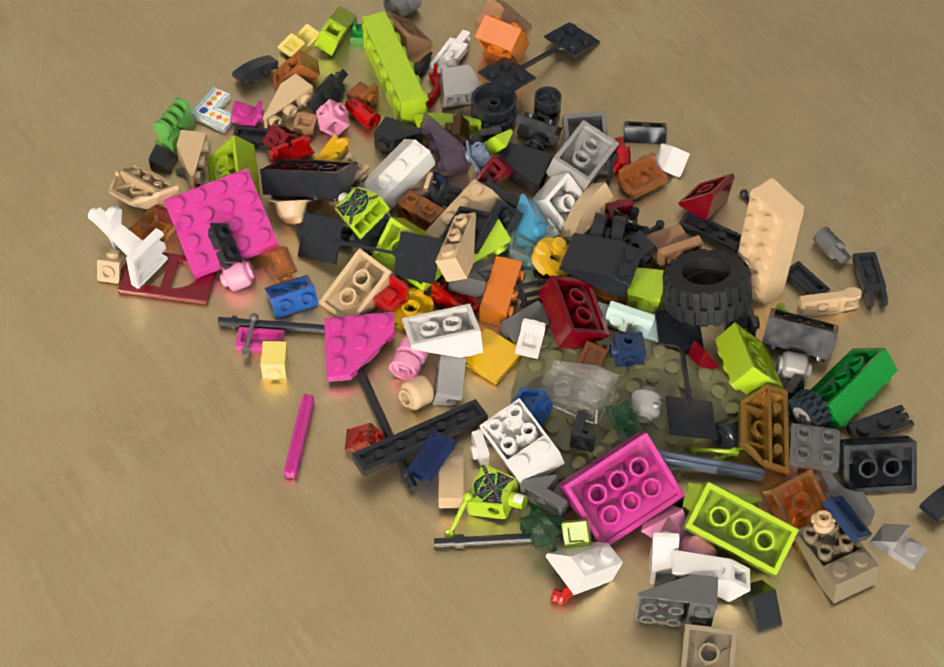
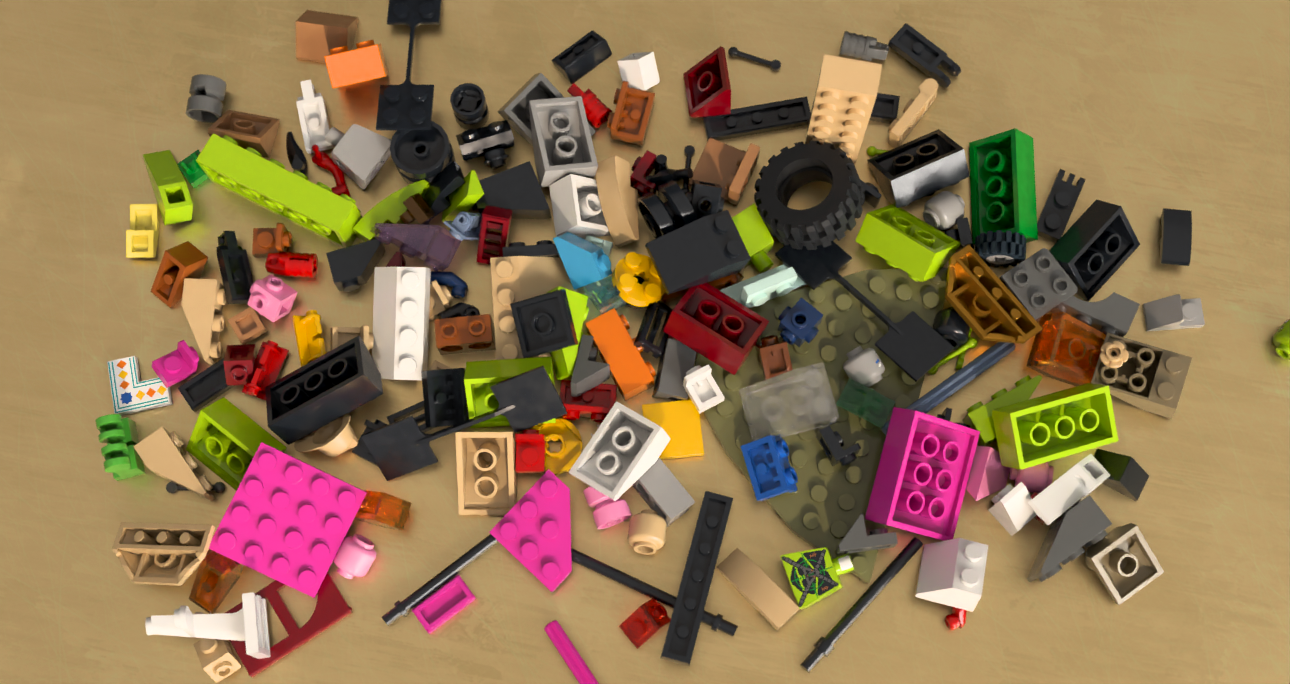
camera: 40 degrees left, 20 degrees up
(162, 159) = (142, 491): black slope -> none
(222, 239) = (314, 540): black hinge -> none
(246, 350) = (446, 631): dark grey hinge -> none
(251, 70) = (128, 307): black slope -> none
(274, 359) = (483, 617): light yellow brick -> none
(292, 296) = (427, 531): blue bracket -> none
(361, 209) = (420, 393): lime torso -> none
(431, 456) = (730, 590): clear blue slope -> none
(444, 193) = (471, 297): black bracket -> none
(457, 251) = (560, 356): tan slope -> none
(467, 497) = (807, 644): lime hinge -> none
(479, 447) = (756, 539): white bracket -> none
(507, 214) = (561, 273): black bracket -> none
(522, 442) = (802, 510): white slope -> none
(542, 528) = (893, 570): clear green hips -> none
(576, 533) = (924, 552): plate -> none
(613, 158) = (590, 116): black hinge -> none
(701, 356) = (860, 270): dark red slope -> none
(847, 519) = (1131, 335): dark blue tile -> none

